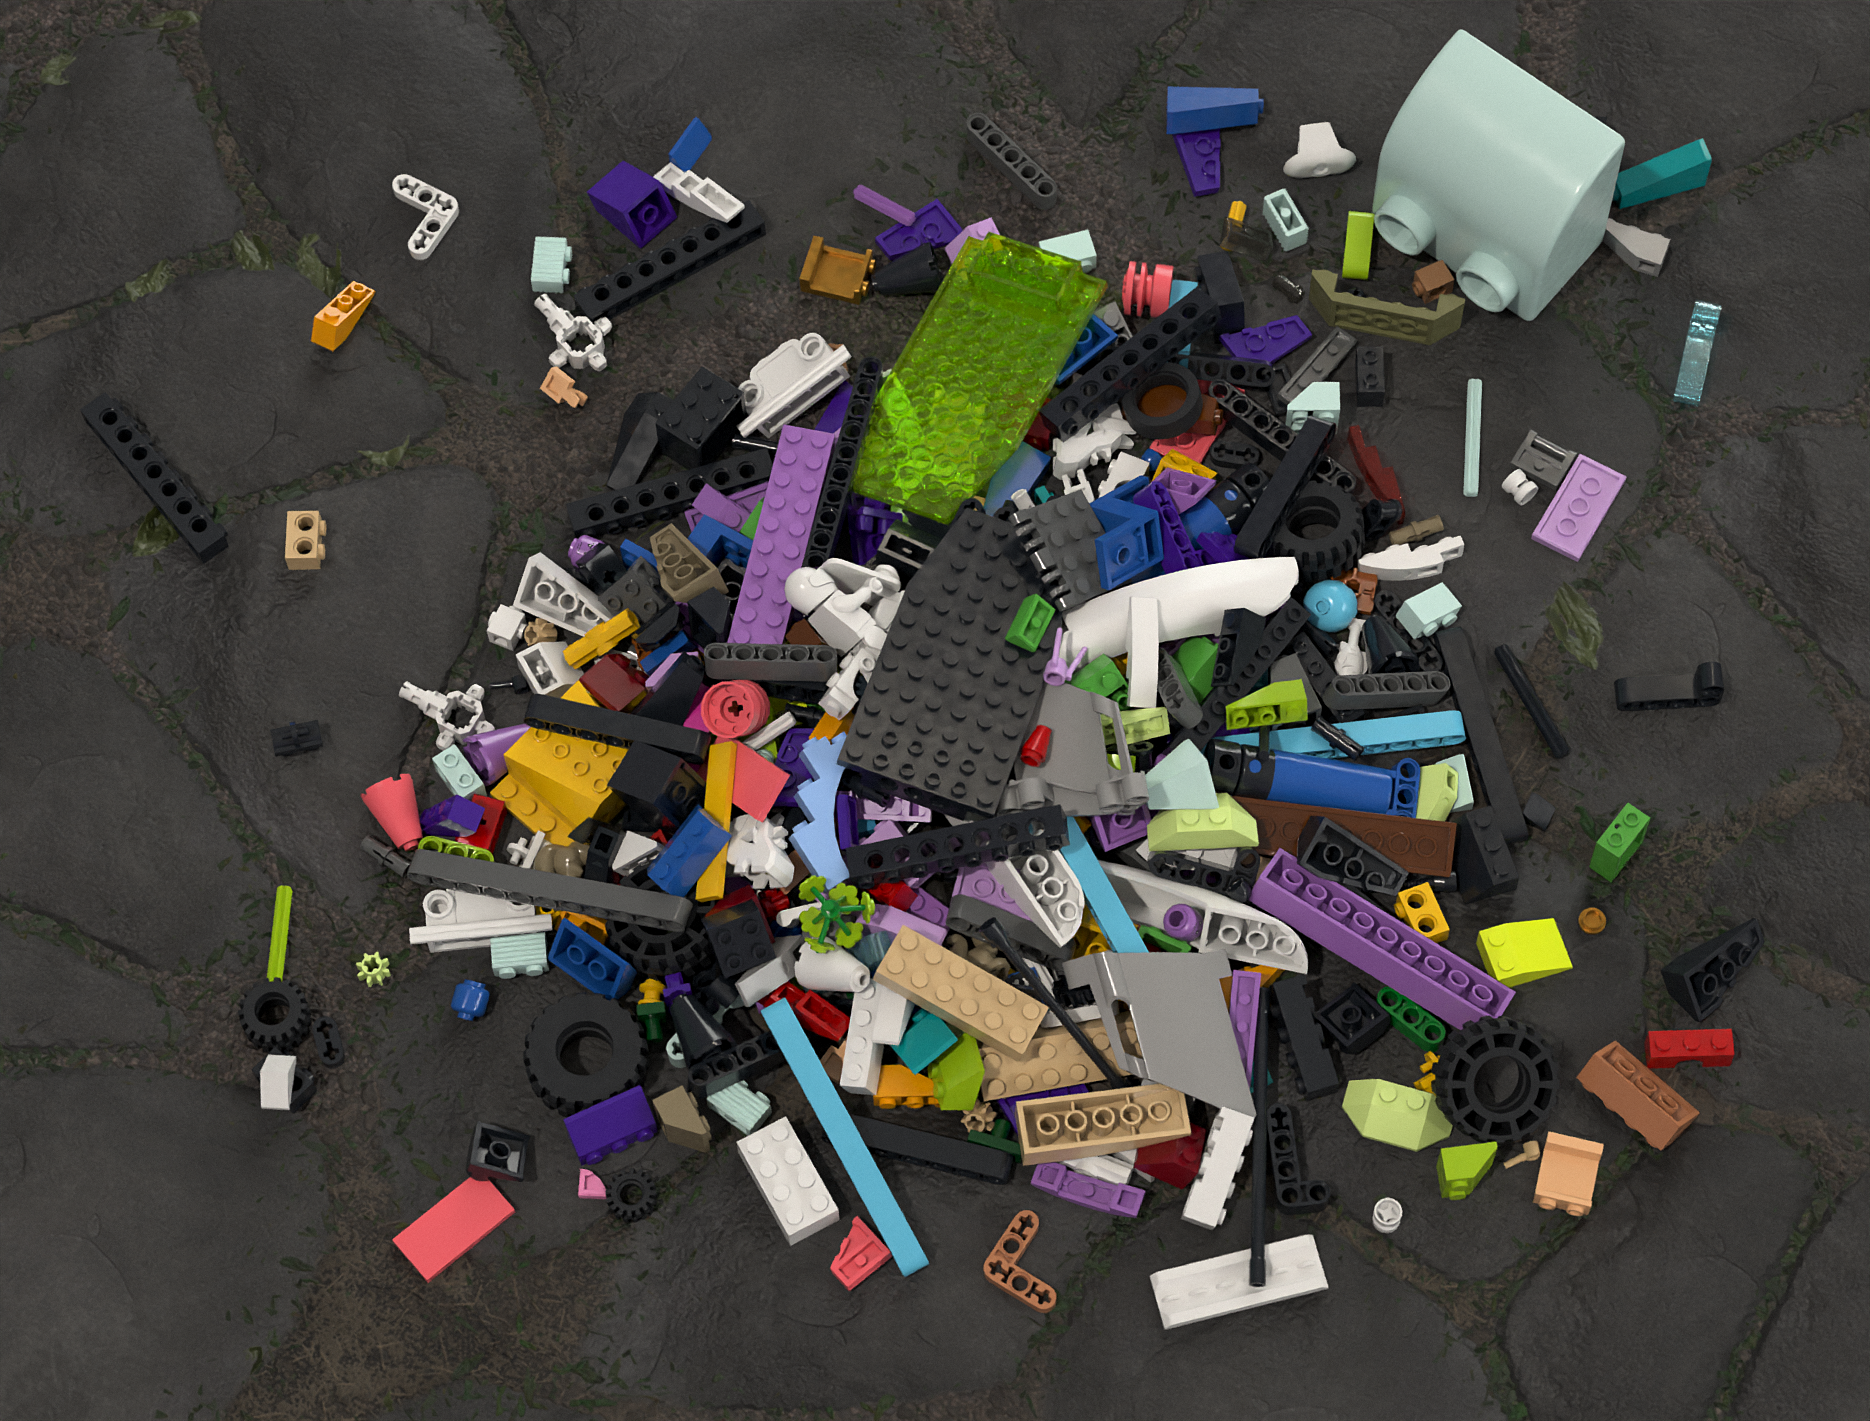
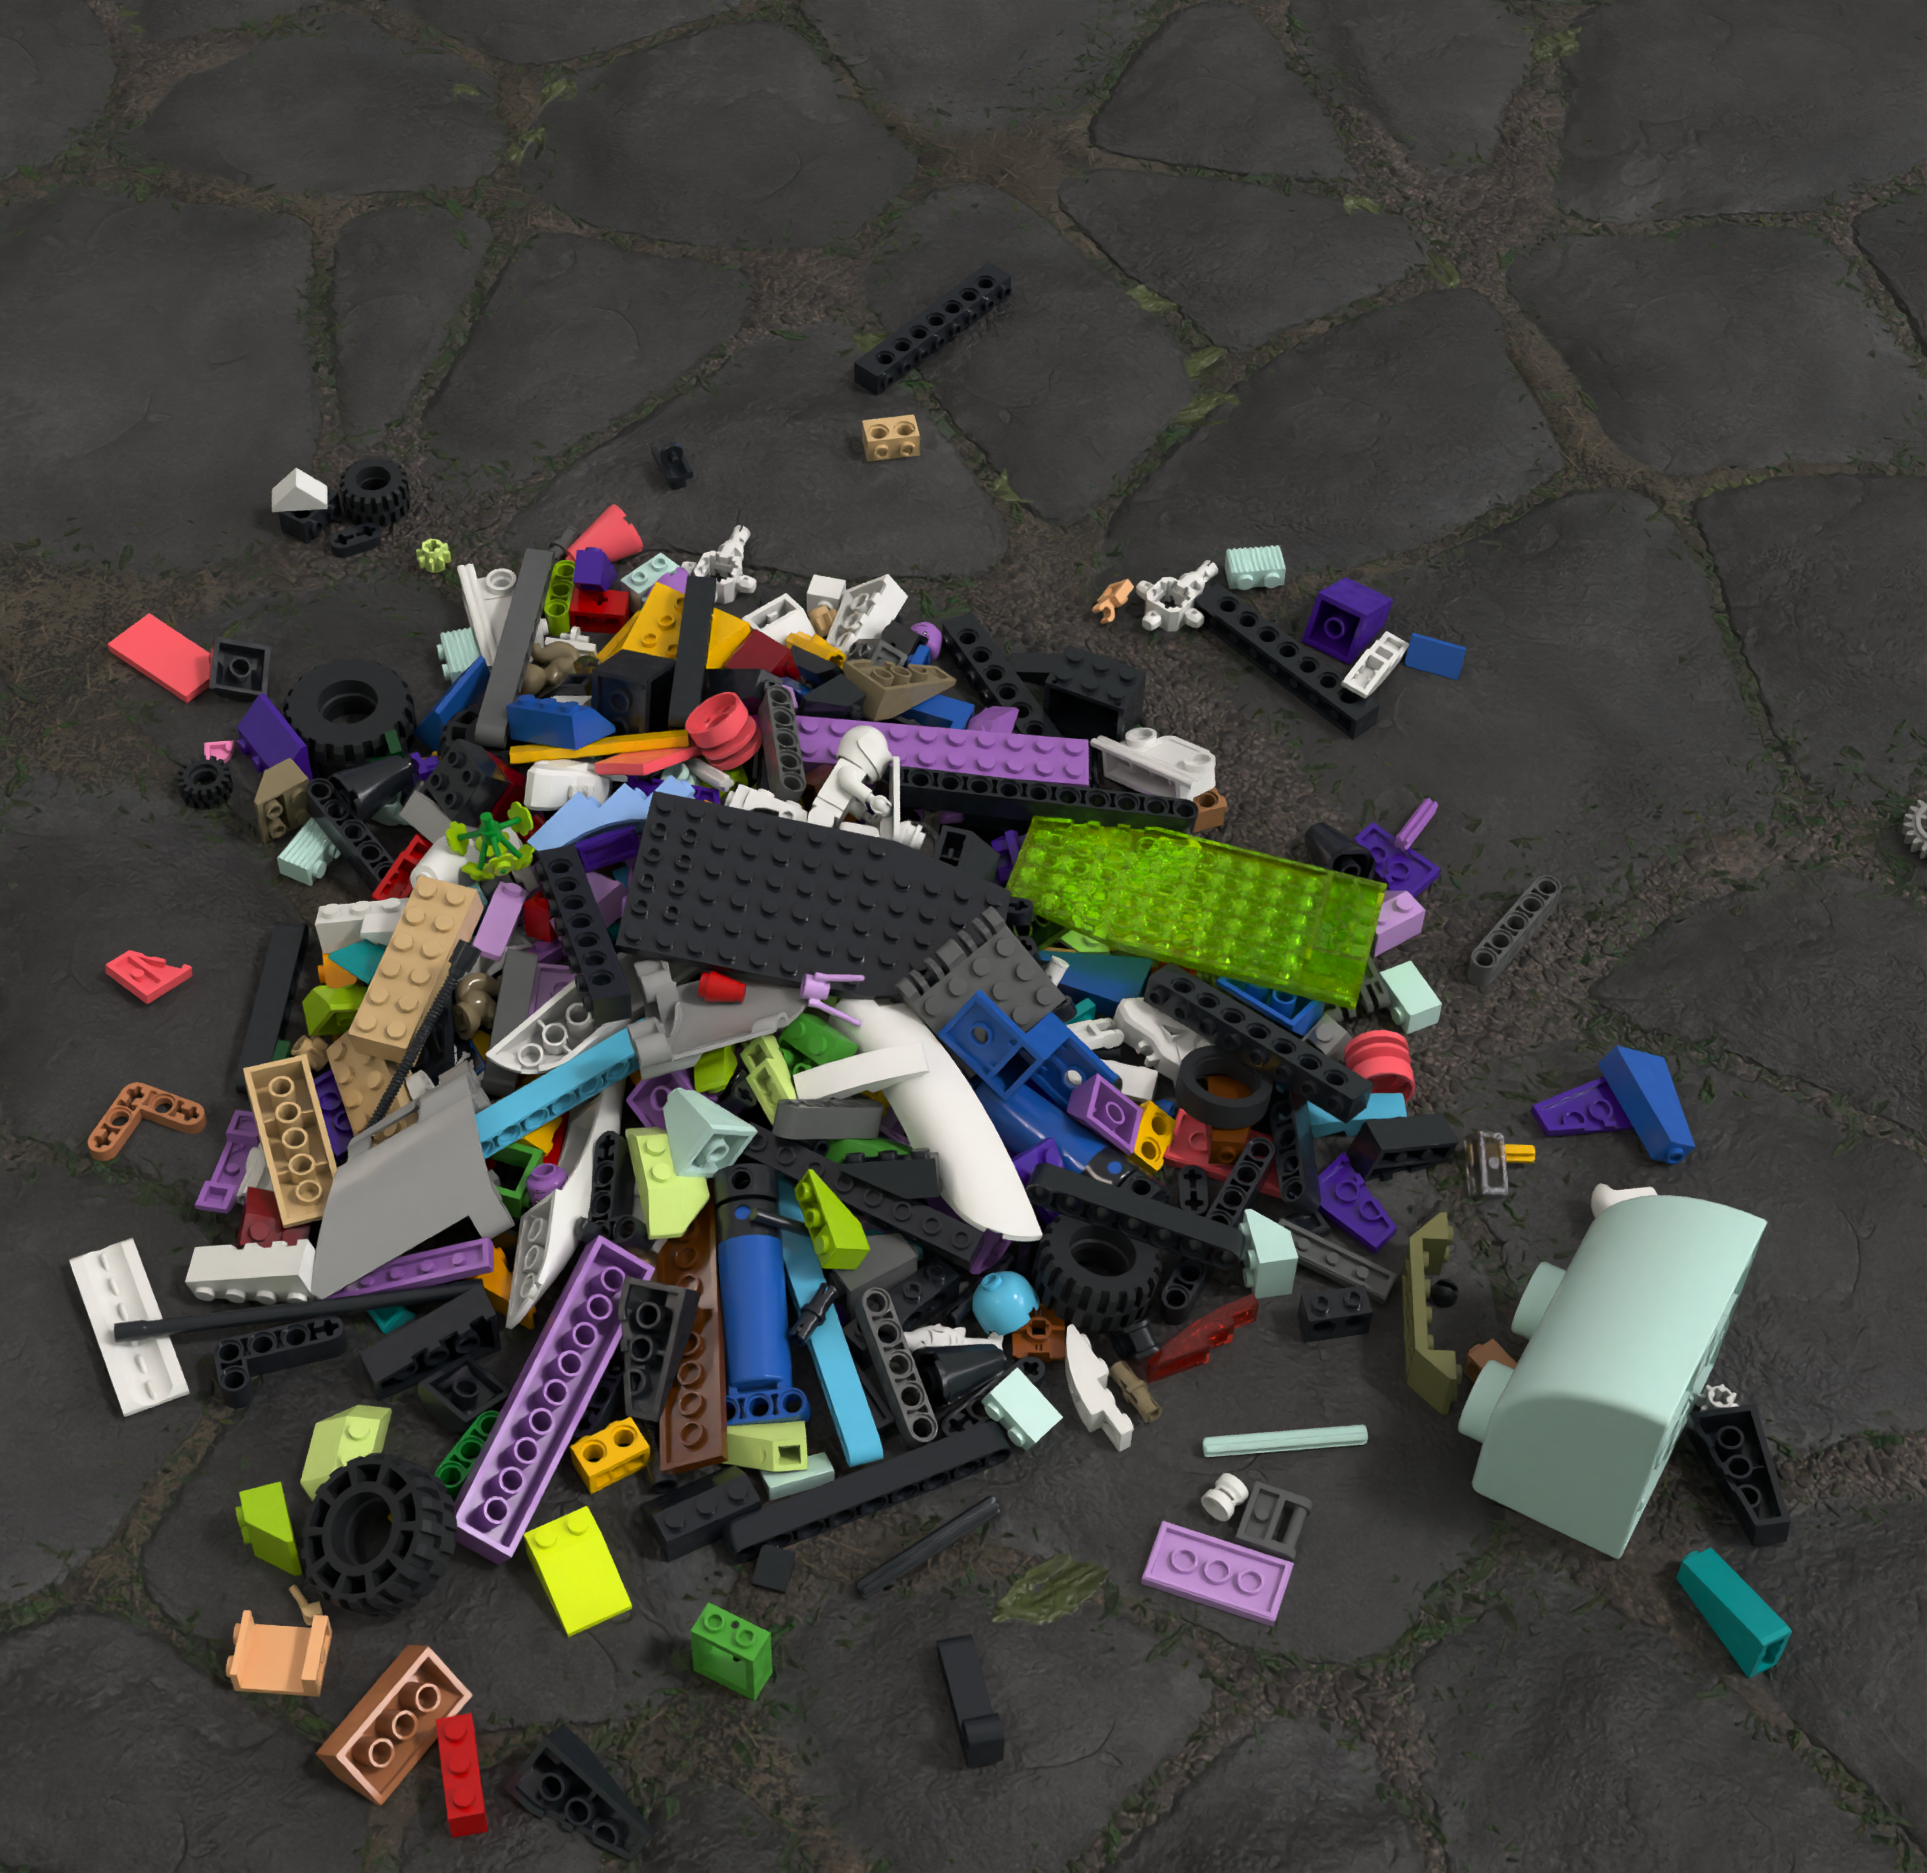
camera: 75 degrees right, 15 degrees down
(279, 932) = (463, 489): lime axle -> none
(339, 317) = (1147, 426): light orange slope -> none
(434, 211) = (1287, 480): white beam -> none
(470, 999) = (408, 629): blue head -> none
(788, 1181) = (225, 901): white brick -> none
(836, 272) = (1321, 794): pearl gold panel -> none
(844, 1137) = (265, 929): medium azure beam -> none
(1030, 623) = (869, 958): bright green slope -> none
(1176, 544) = (1040, 1103): dark purple beam -> none
(1285, 220) = (1523, 1197): light aqua brick -> none
(1358, 245) = (1502, 1281): lime beam -> none
(1388, 1209) = (215, 1462): white wheel -> none
(1592, 921) = (632, 1648): pearl gold plate -> none
(1636, 247) = (1615, 1600): light grey slope -> none
(1697, 352) = (1478, 1684): clear light blue beam -> none

